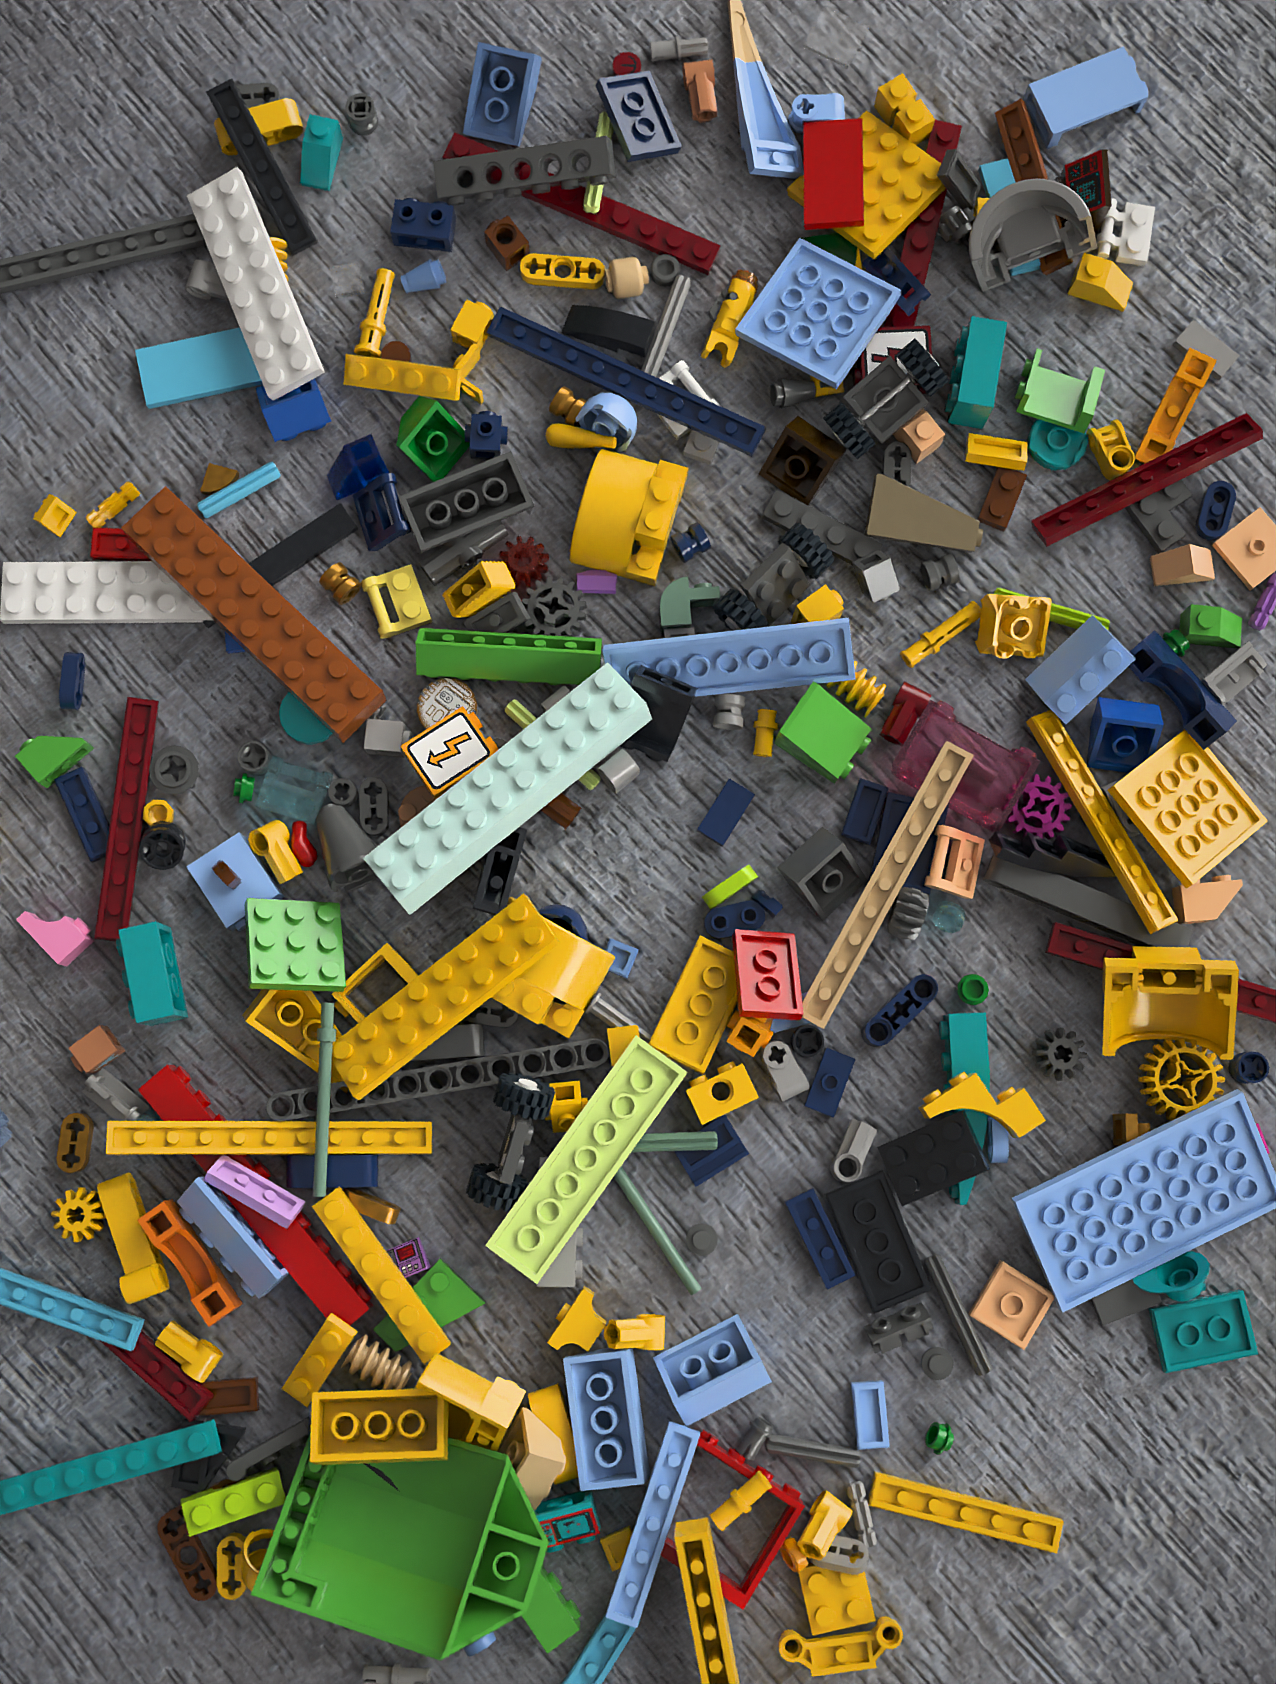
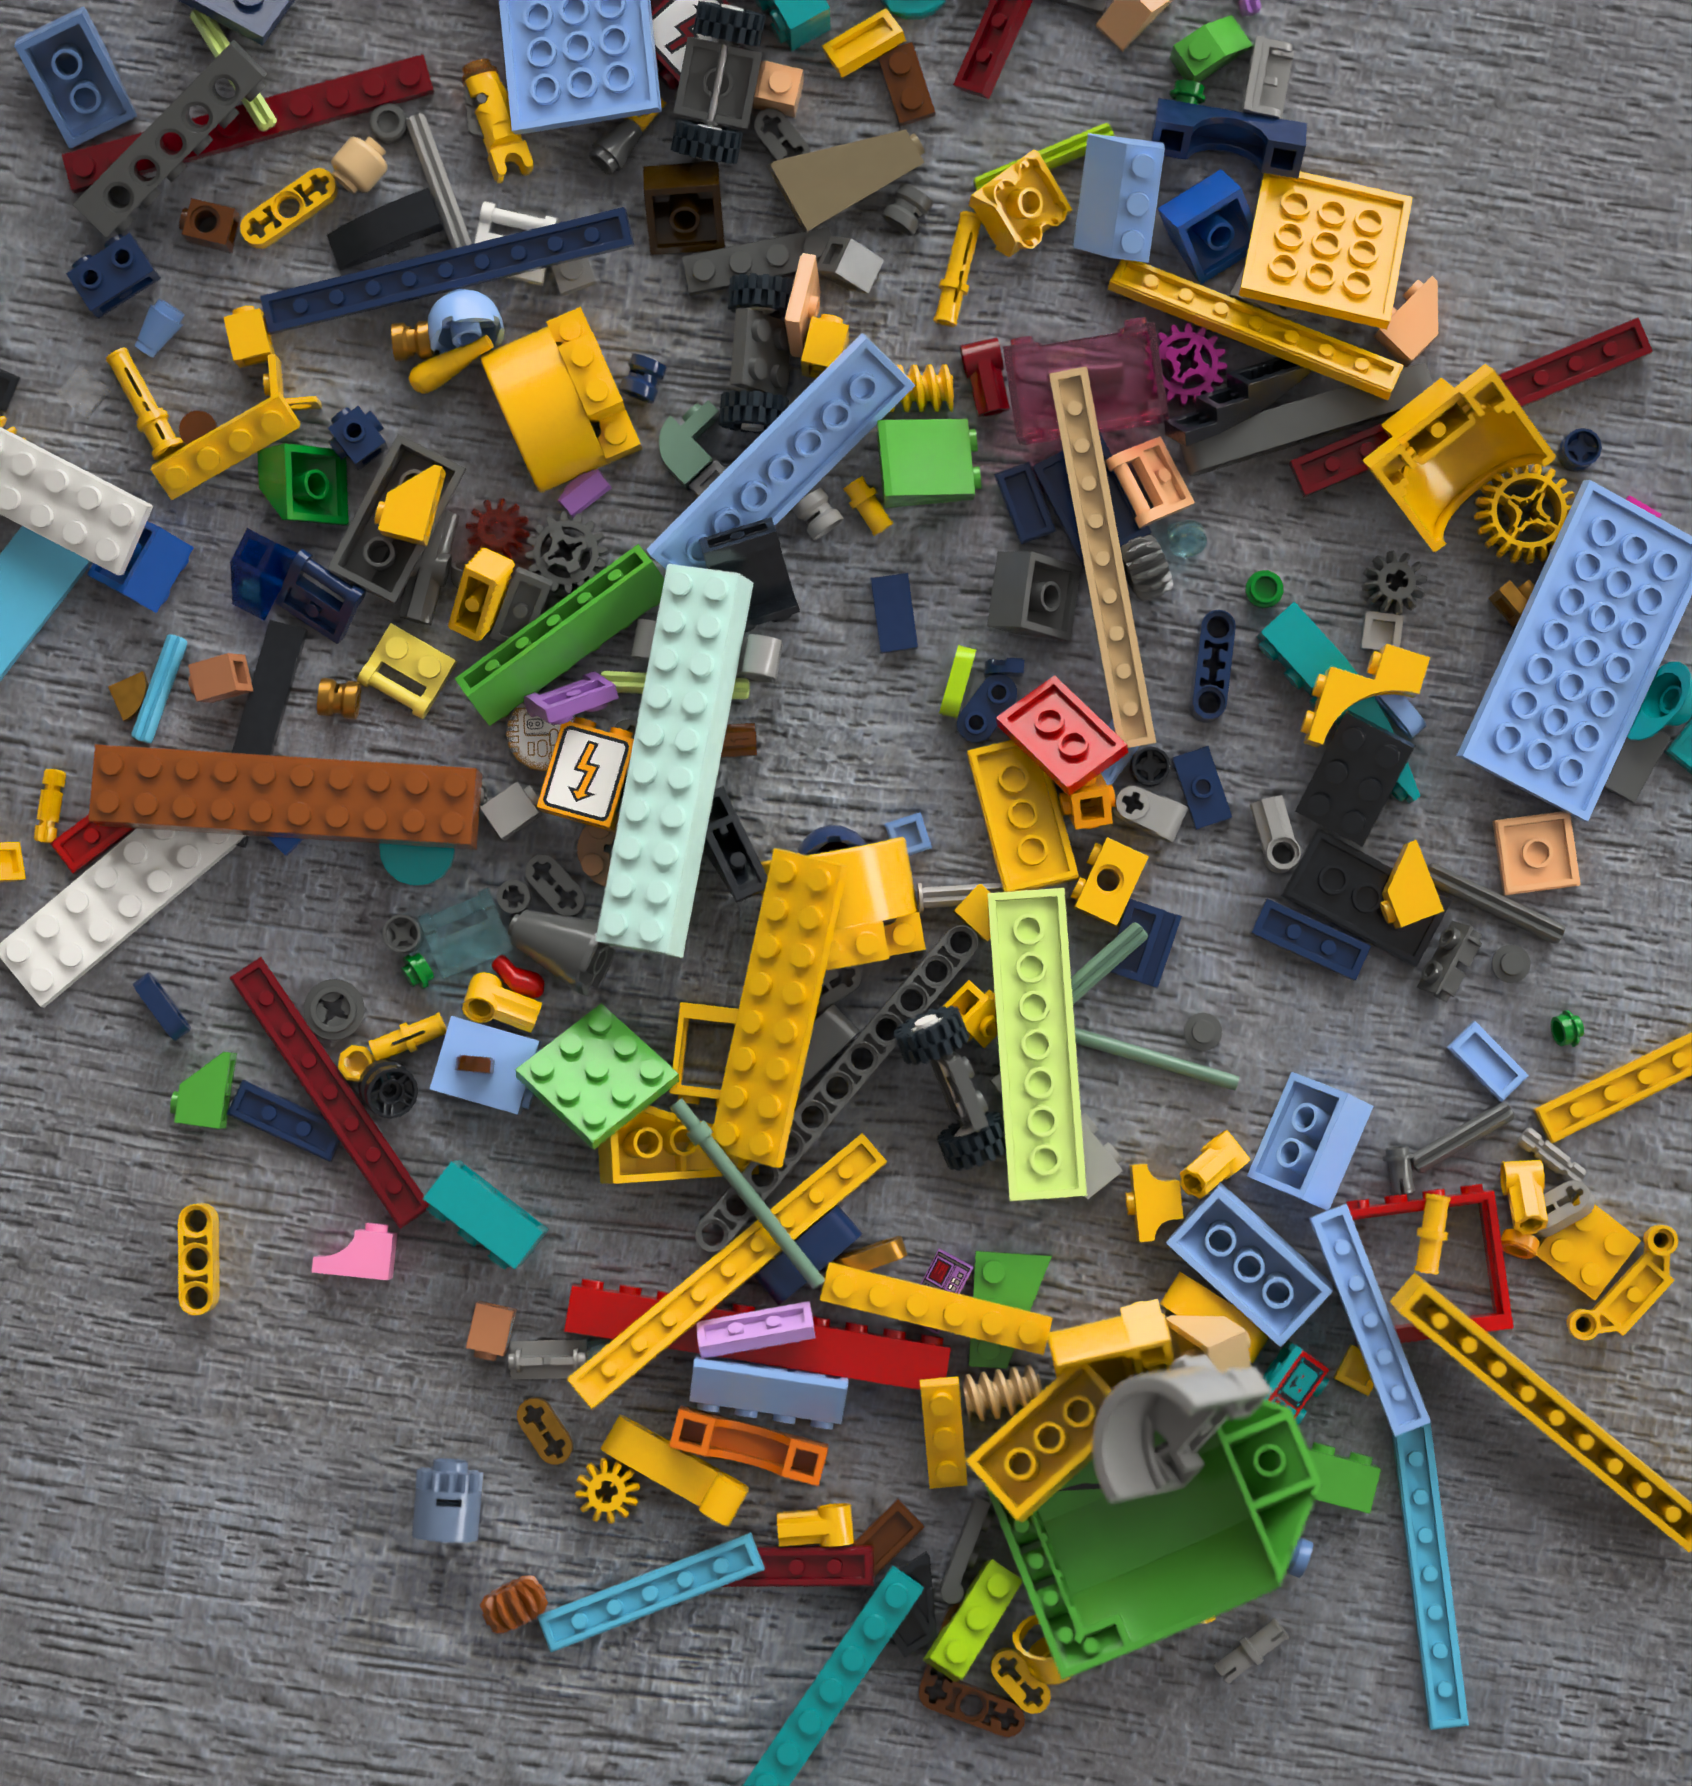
camera: 35 degrees left, 5 degrees up
(184, 818) = (383, 1047): none -> yellow pin
(279, 511) = (220, 678): none -> nougat brick
(470, 696) = (562, 703): none -> medium lavender plate
(480, 500) = (412, 507): none -> yellow slope
(480, 1484) = (1180, 1404): none -> light grey piece
(829, 571) = (803, 303): none -> light nougat plate
(910, 1260) = (1409, 889): none -> yellow slope
(1026, 1076) = (1380, 630): none -> light grey plate

